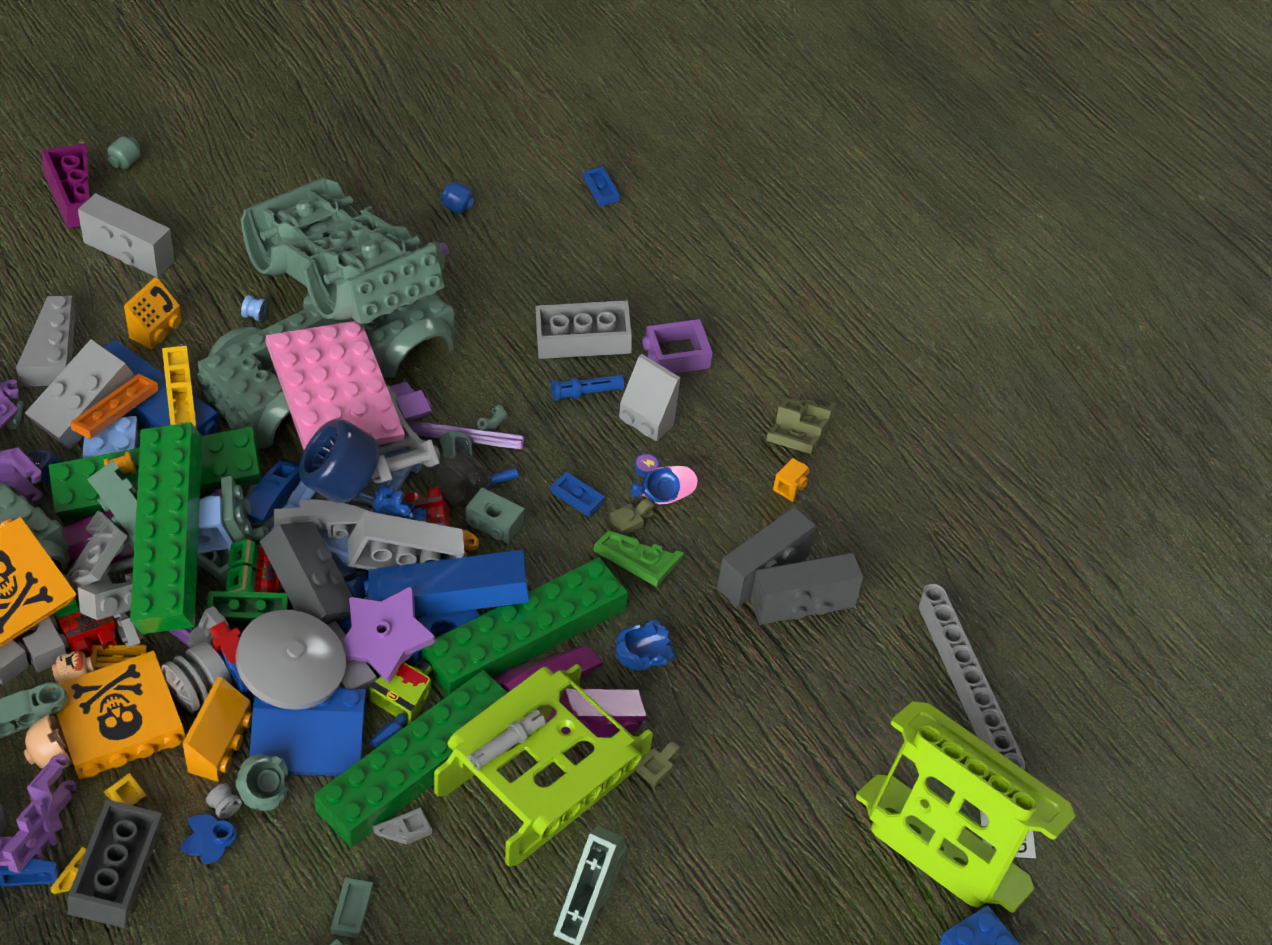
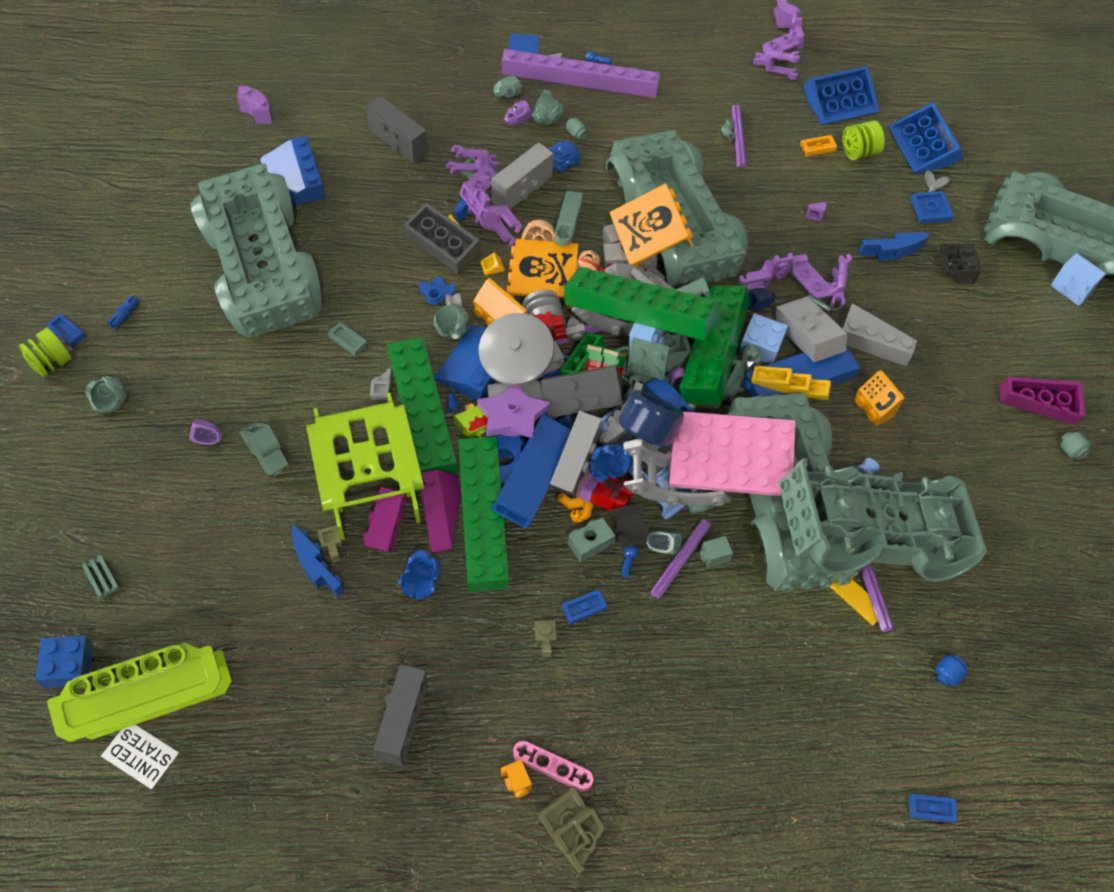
camera: 120 degrees right, 10 degrees up
(114, 406) = (786, 337): orange plate -> none
(124, 463) = (722, 315): light orange bush -> none
(126, 235) = (970, 409): light grey brick -> none
(411, 403) = (721, 522): medium lavender brick -> none
(443, 403) = (716, 552): none -> sand green brick
(495, 421) = (683, 582): sand green arm -> none
(516, 733) = (376, 433): light grey pin -> none
(576, 387) = (692, 660): blue pin -> none
(583, 329) = (750, 693): light grey brick -> none
(642, 560) = (503, 620): bright green wing -> none
(645, 463) = (590, 675): tile -> none
(650, 398) = (641, 698): light grey slope -> none
(666, 484) = (556, 666): blue hair -> none
(683, 361) = (695, 786): medium lavender window -> none
(695, 768) = (312, 562): none -> blue slope
(761, 460) = (551, 769): none -> bright pink beam
(778, 544) = (447, 707): dark grey brick -> none
(965, 668) = (244, 793): light grey beam -> none

